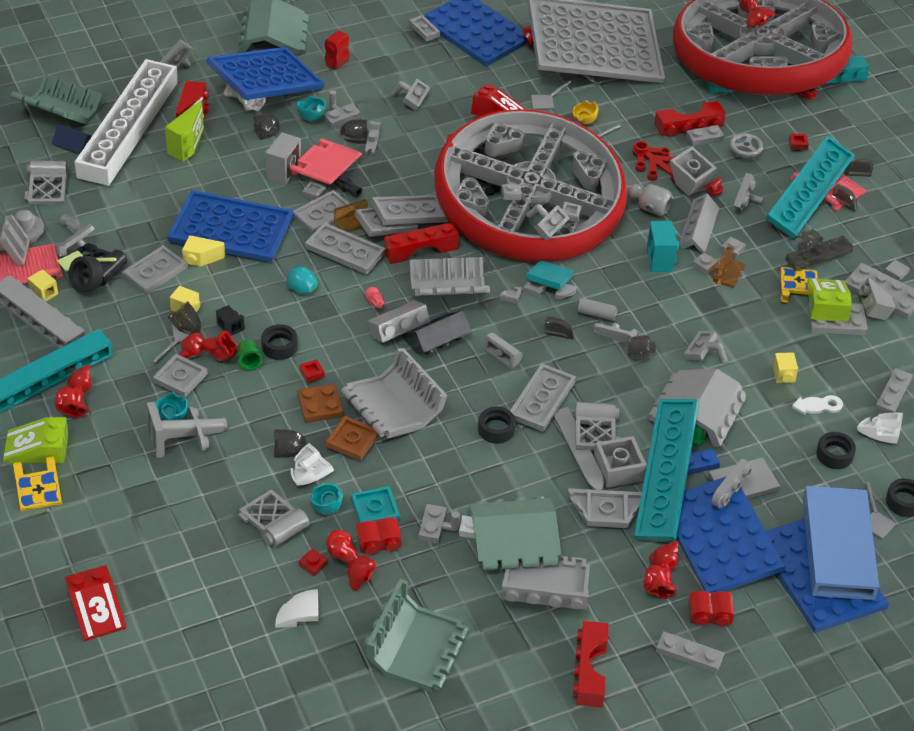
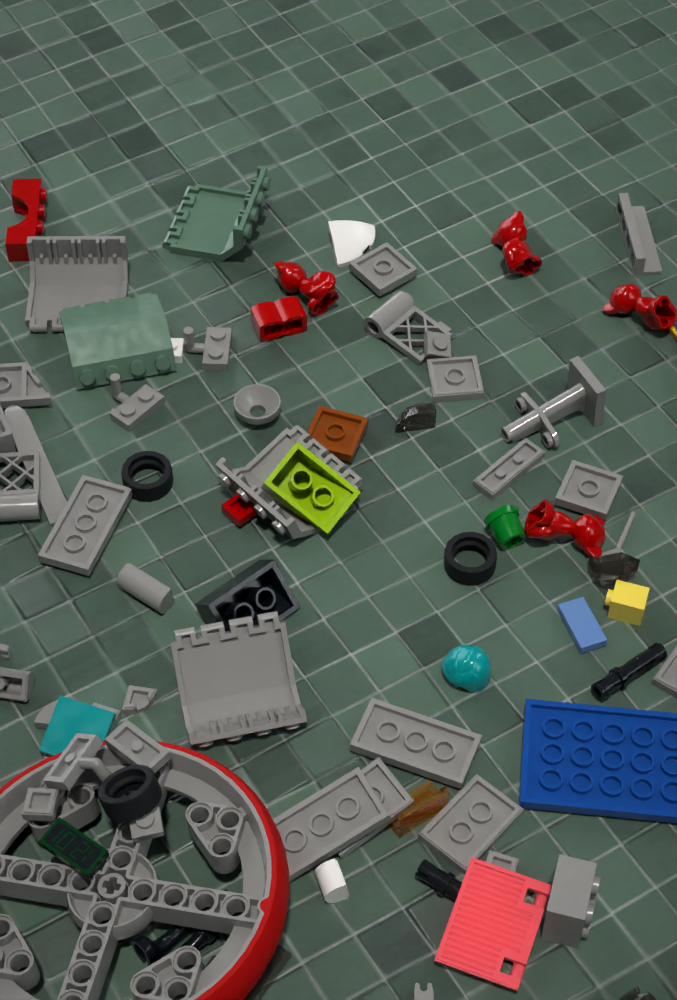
camera: 175 degrees right, 5 degrees up
(46, 580) = (637, 237): none -> light grey panel
(86, 512) = (656, 312): none -> red animal
(95, 602) = (576, 219): red slope -> none
(160, 559) = (517, 253): none -> red animal
(172, 407) = (578, 432): teal hair -> none
(202, 251) = (640, 692): light yellow slope -> none
(202, 267) = (621, 676): none -> black pin
(218, 297) = (582, 625): none -> medium blue tile
(230, 320) = (552, 580): black brick -> none
(231, 402) = (508, 469): none -> light grey tile
(248, 474) = (455, 378): none -> light grey tile
(255, 494) = (437, 345): none -> light grey plate
(279, 573) = (383, 269): none -> light grey plate
(309, 466) = (381, 394): white brick -> none
(312, 371) = (412, 520): red plate -> none
(313, 562) = (350, 290): red plate -> none
(320, 403) = (390, 483): dark orange plate -> none
(326, 499) = (350, 343): teal hair -> none
(374, 297) = (355, 668): coral axle -> none
(375, 505) = (289, 360): teal tile -> none
(384, 385) = (310, 488): none -> lime slope
(398, 321) = (310, 600): light grey brick -> none
(402, 245) = (321, 748): red arch -> none
(408, 188) = (331, 881): none -> white brick
(408, 456) = (257, 397): none -> light grey piece
(503, 481) = (134, 407): none -> light grey plate
(513, 222) = (137, 747): none -> light grey plate
(524, 183) = (136, 804): none -> black tyre
(552, 188) = (73, 848): none -> tile
(558, 327) = (64, 644): clear smoke brick -> none

